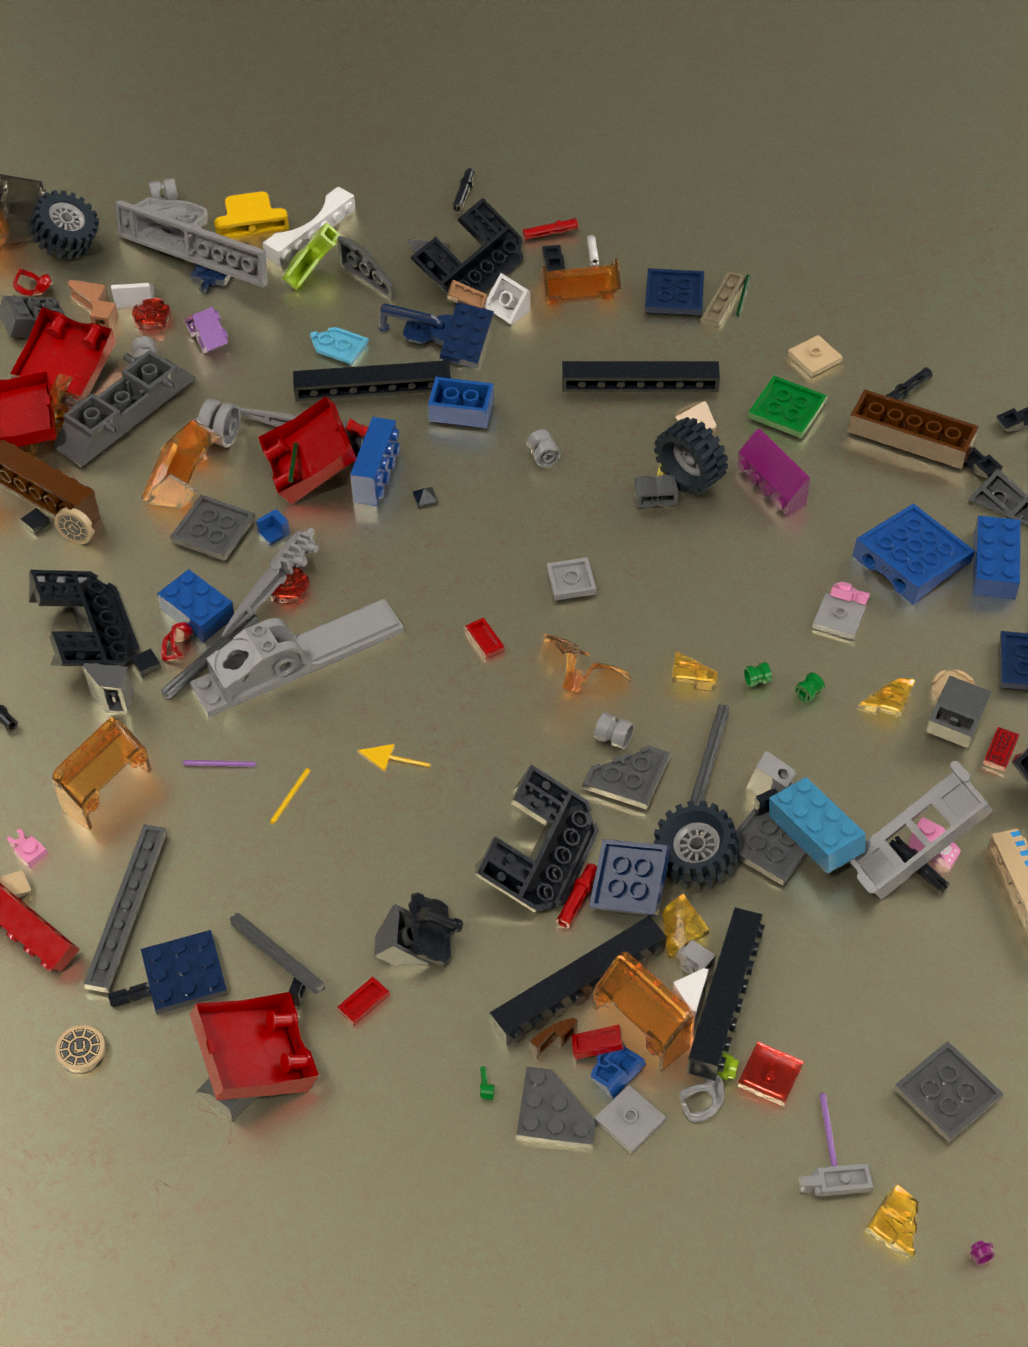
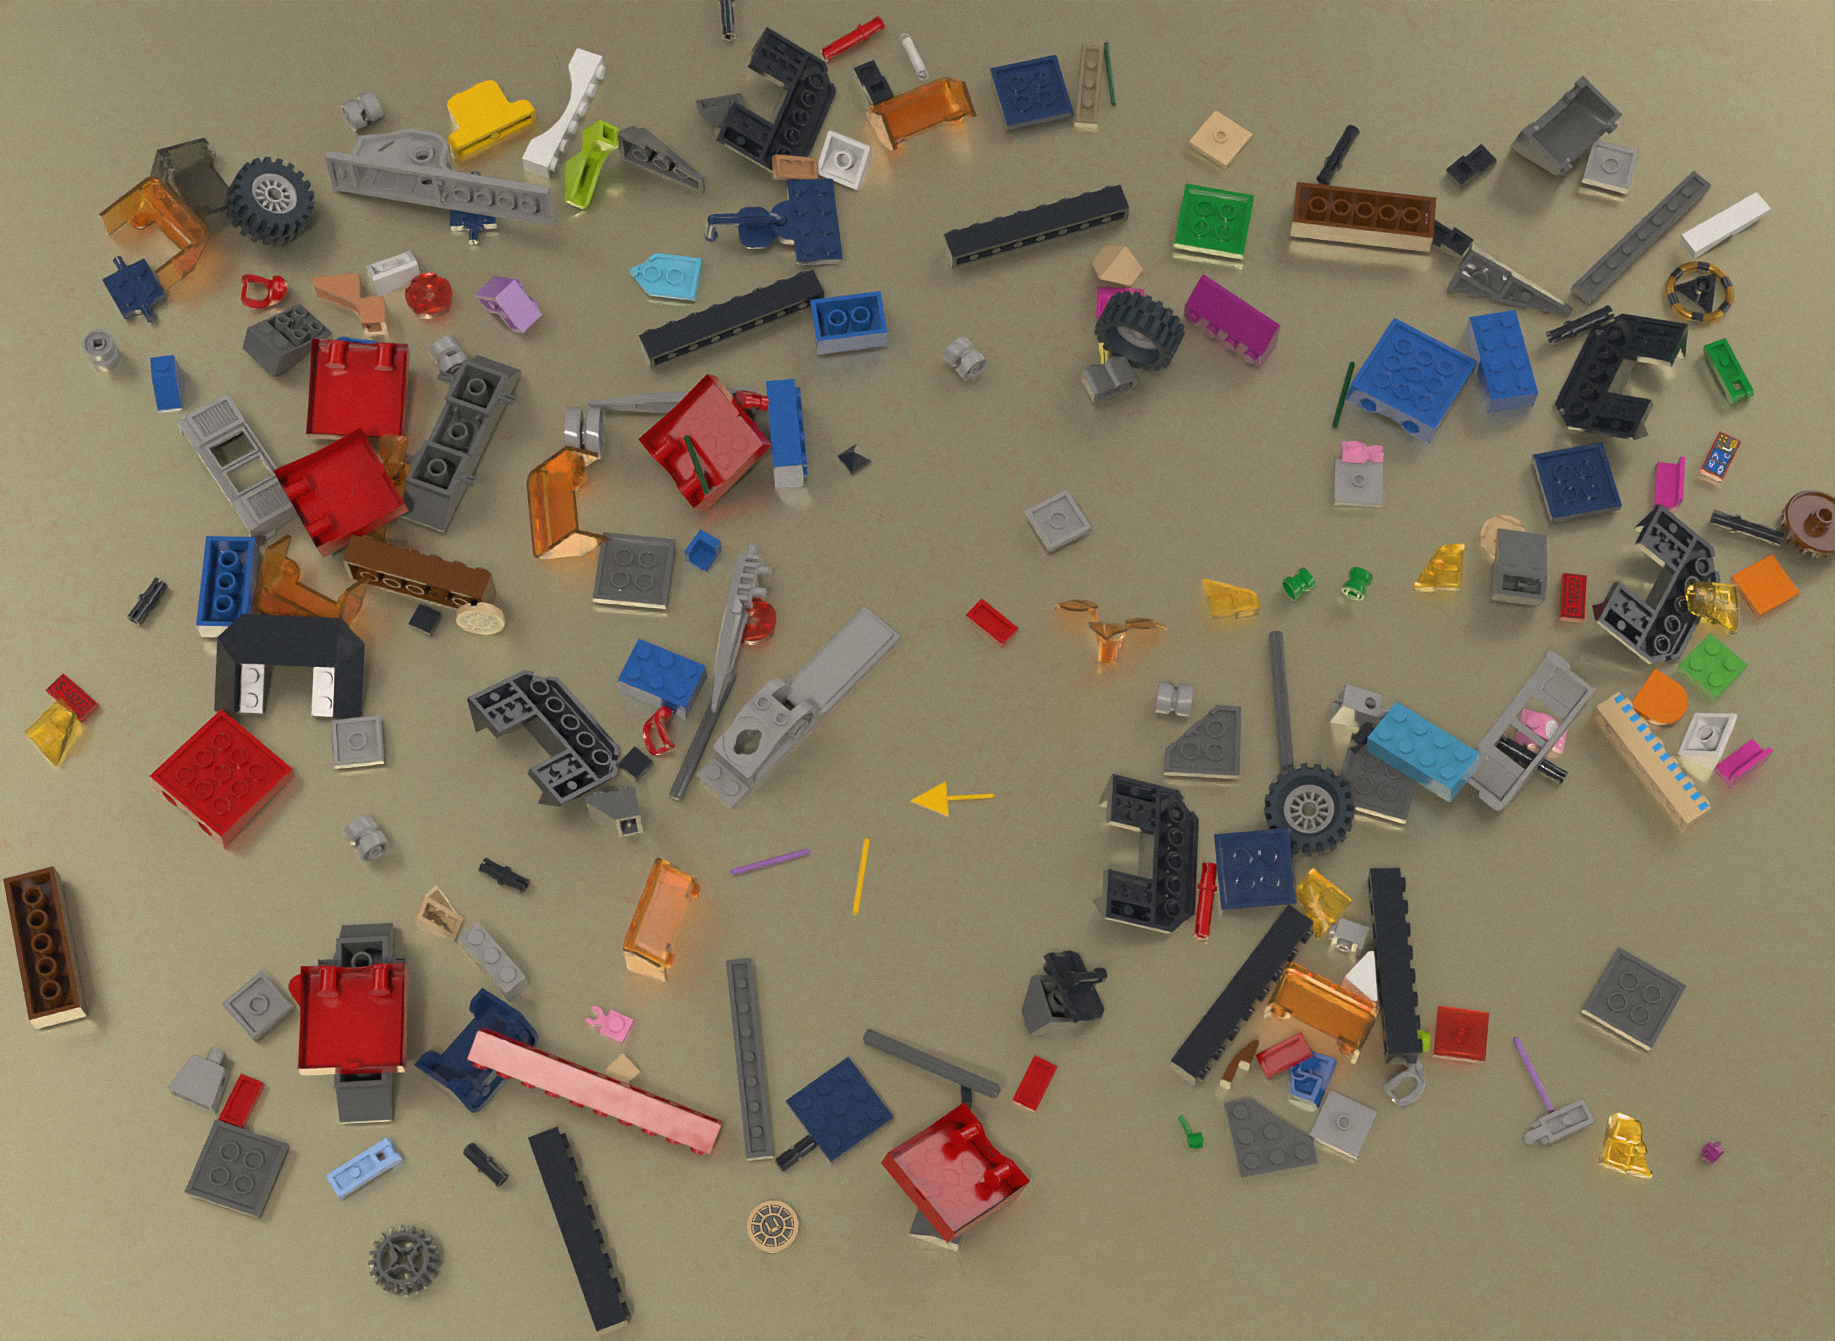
camera: 20 degrees left, 15 degrees up
(846, 556) = (1343, 395): none -> dark green axle

